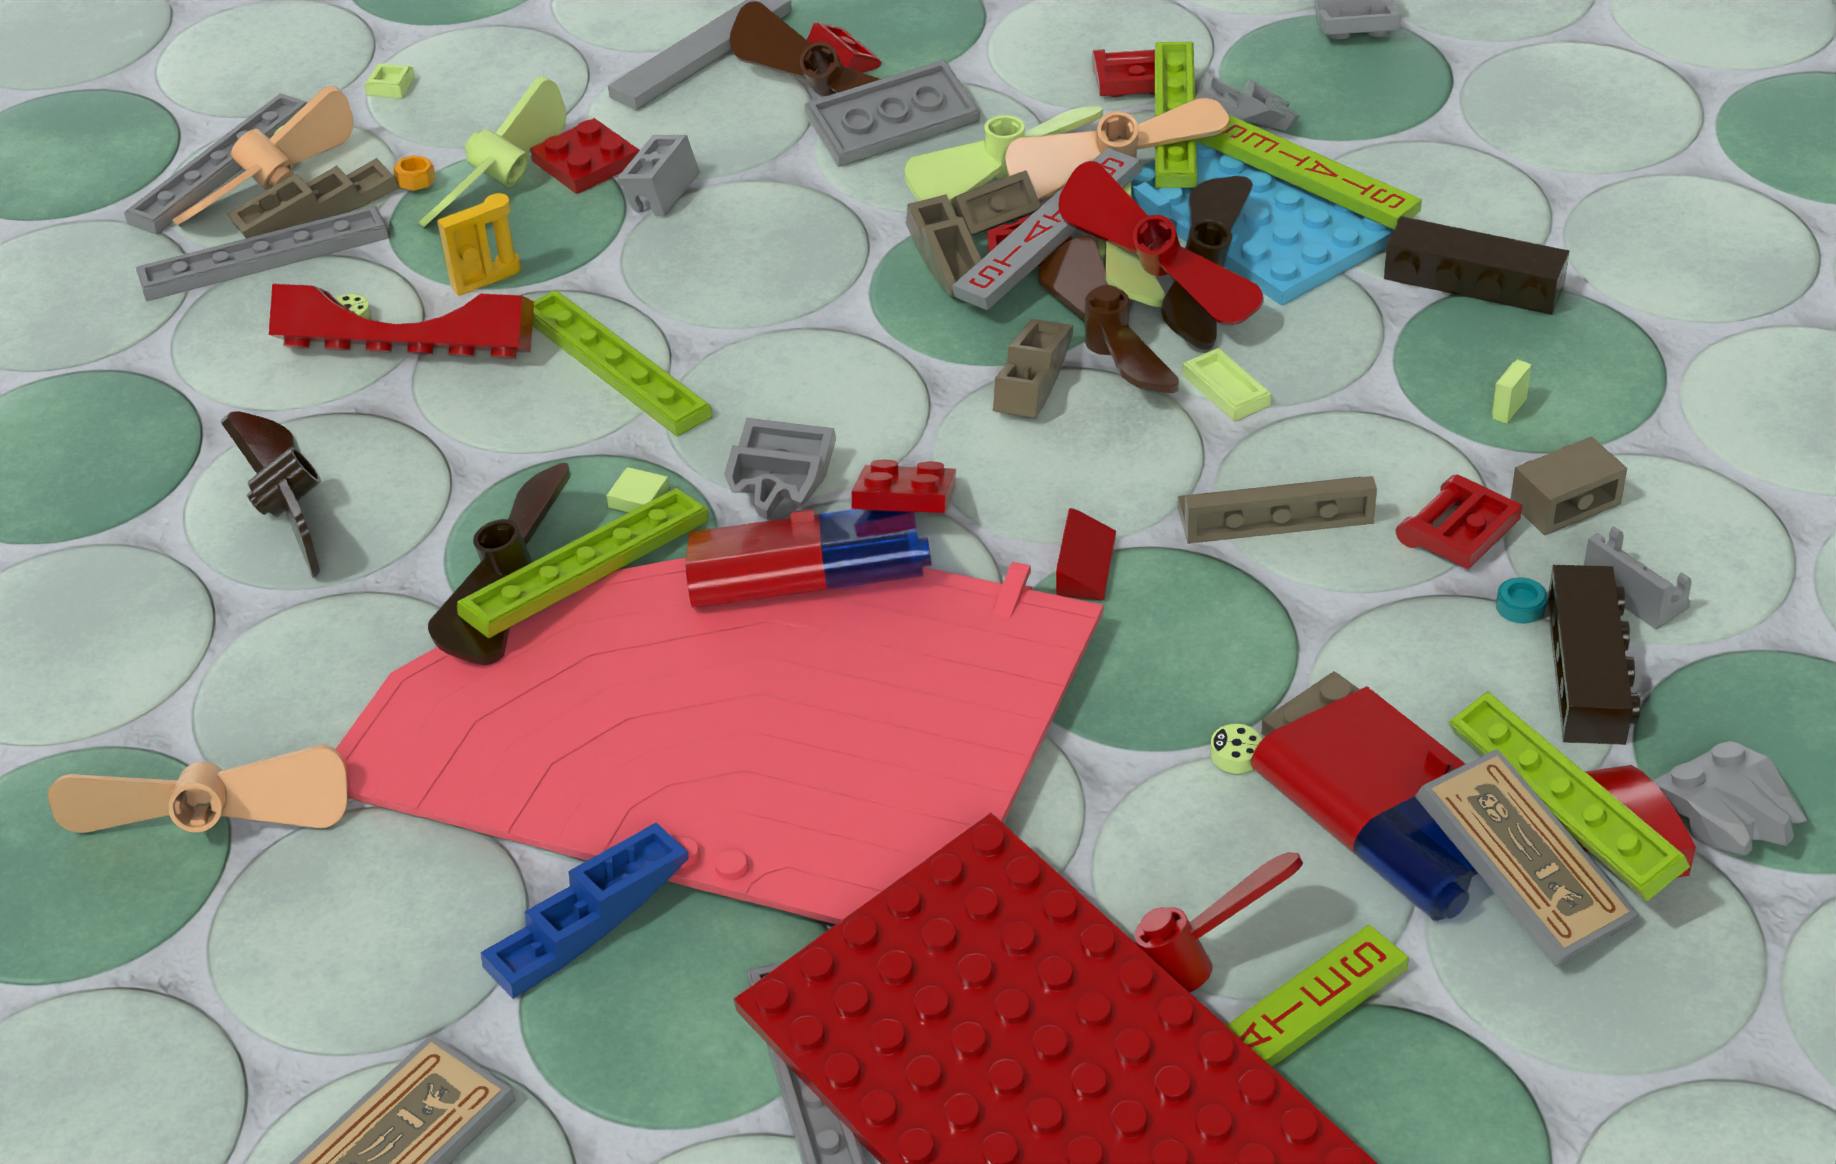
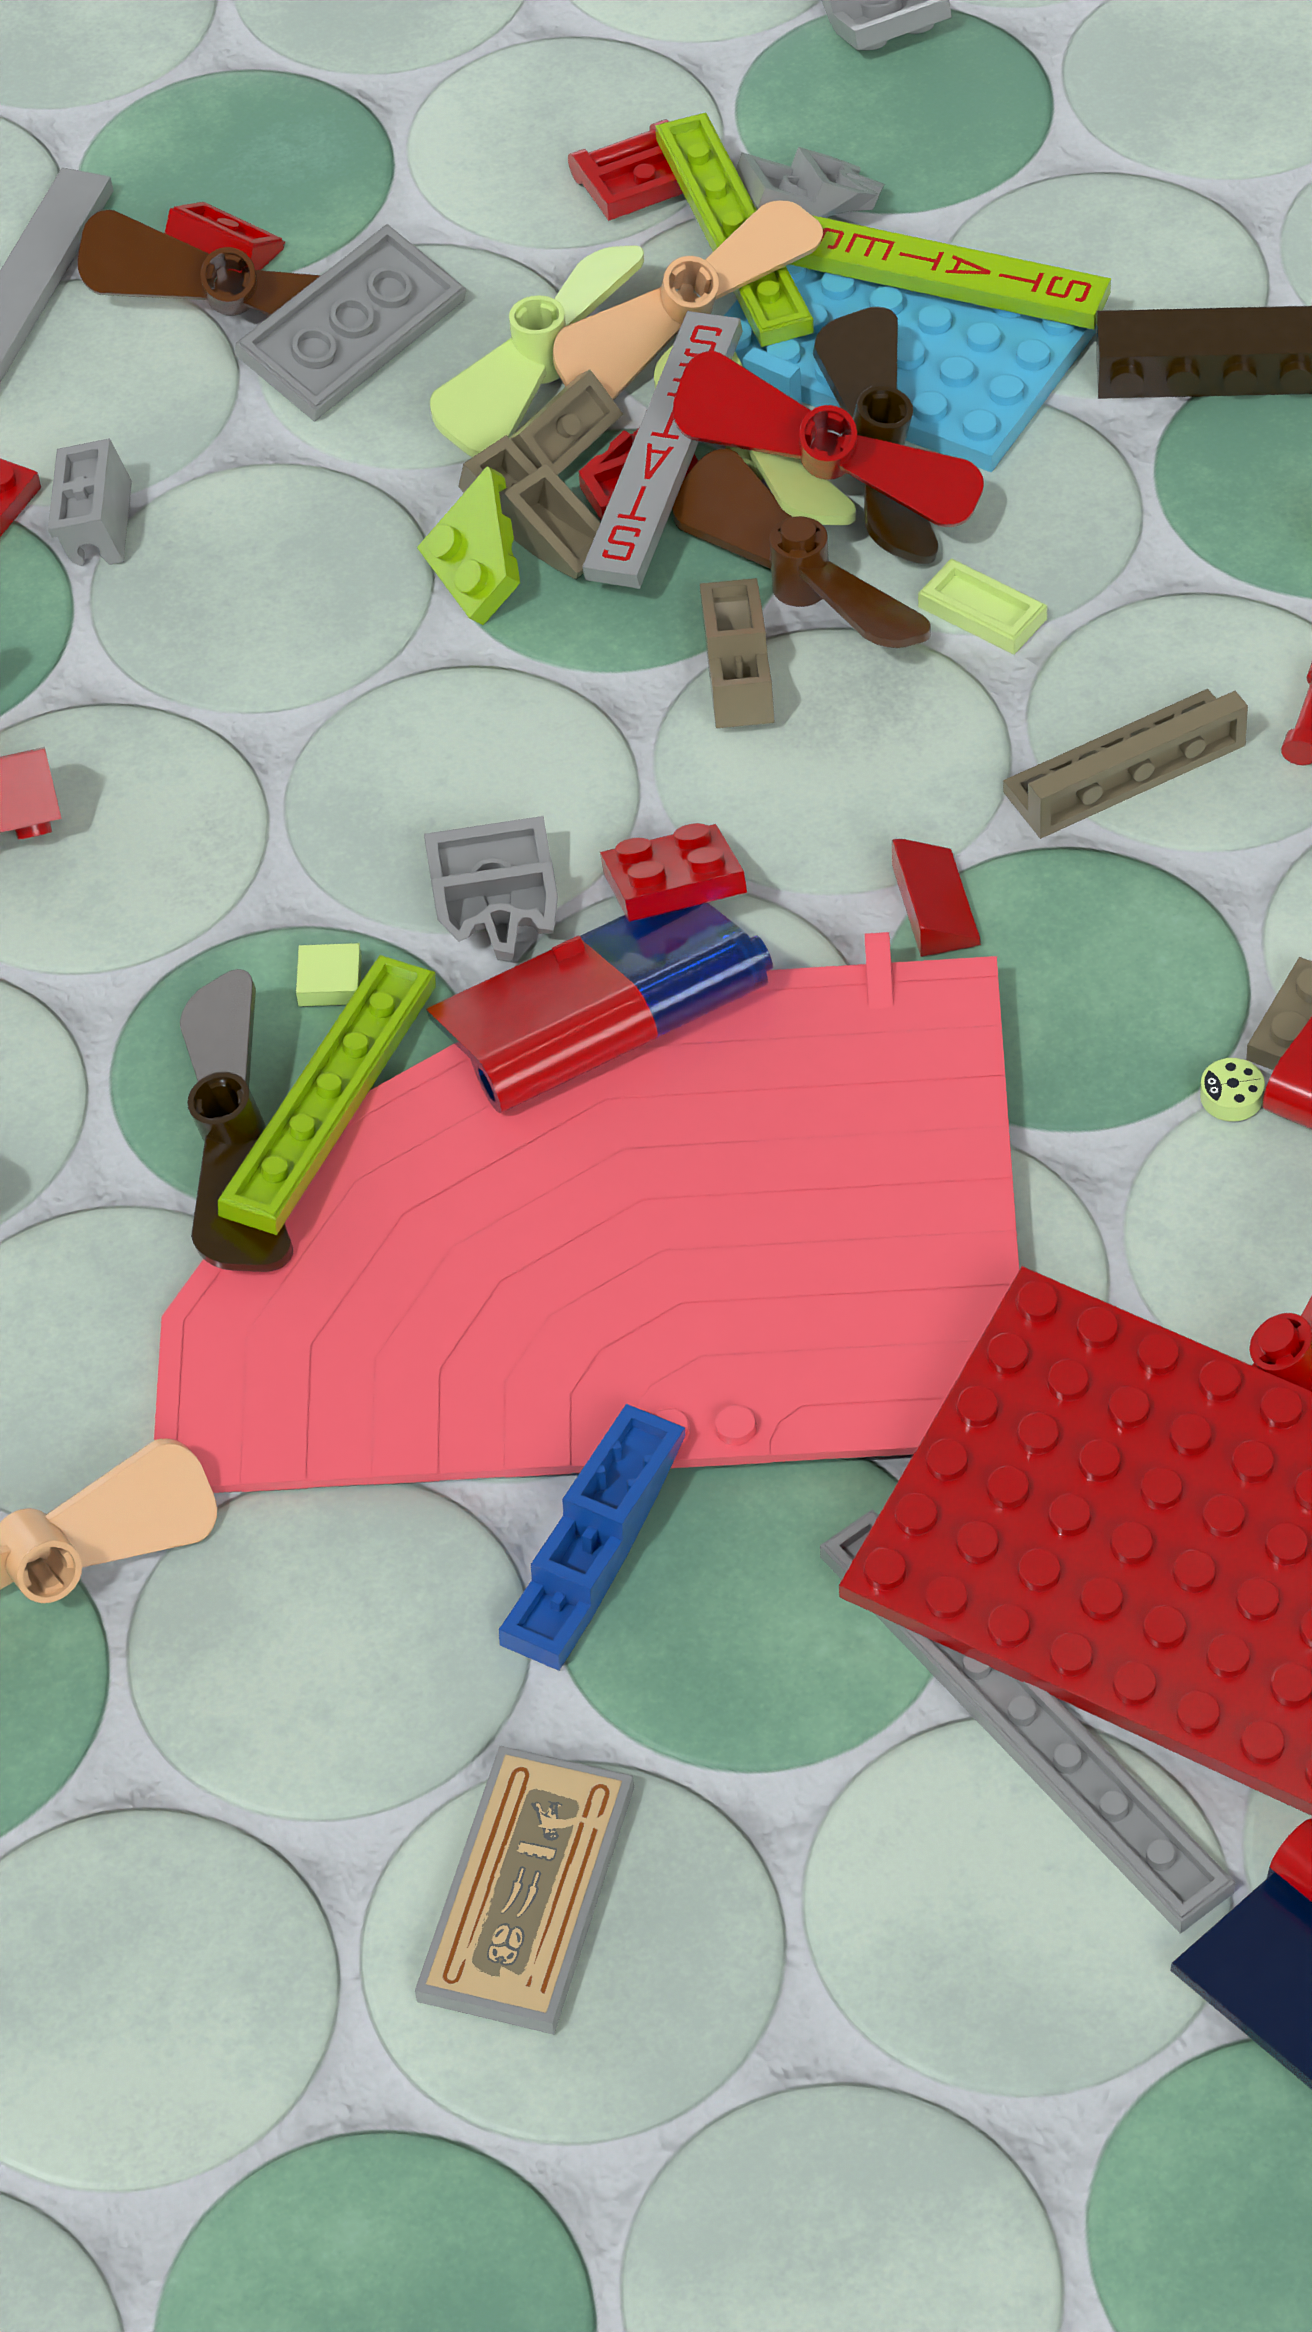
camera: 20 degrees left, 10 degrees up
(619, 364) = (194, 799): lime tile -> none
(888, 258) = (474, 549): none -> lime wing

